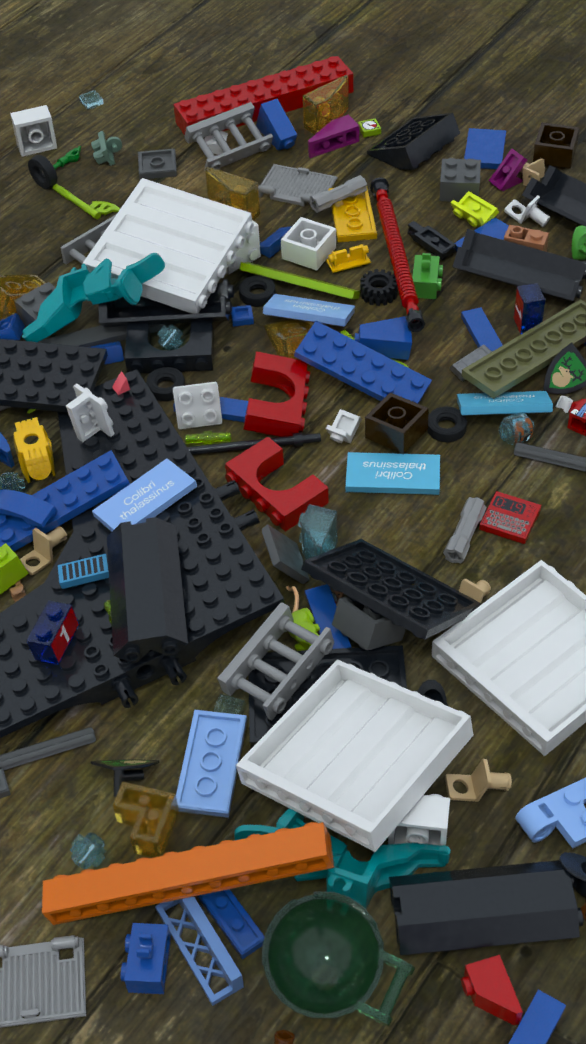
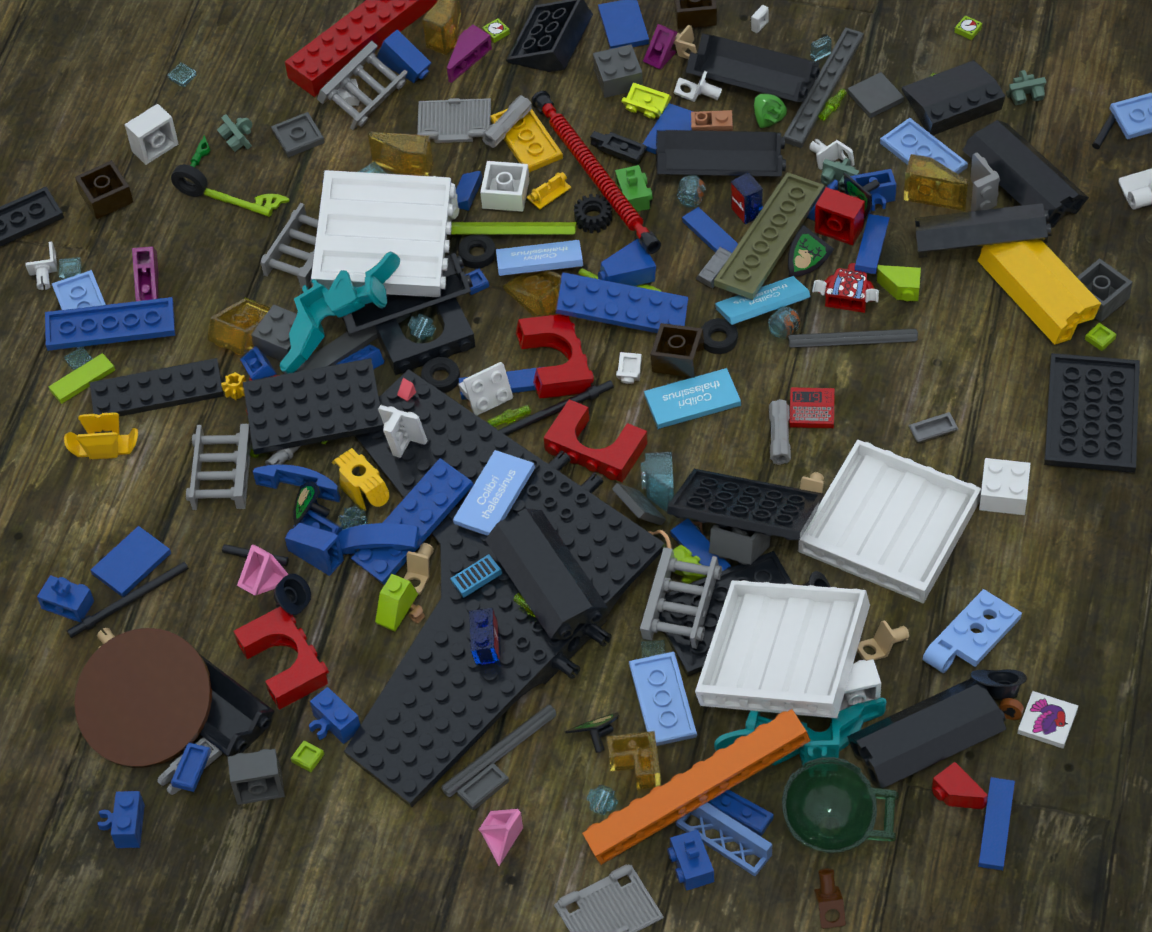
camera: 20 degrees left, 5 degrees up
(479, 291) = (691, 191): none -> clear light blue head

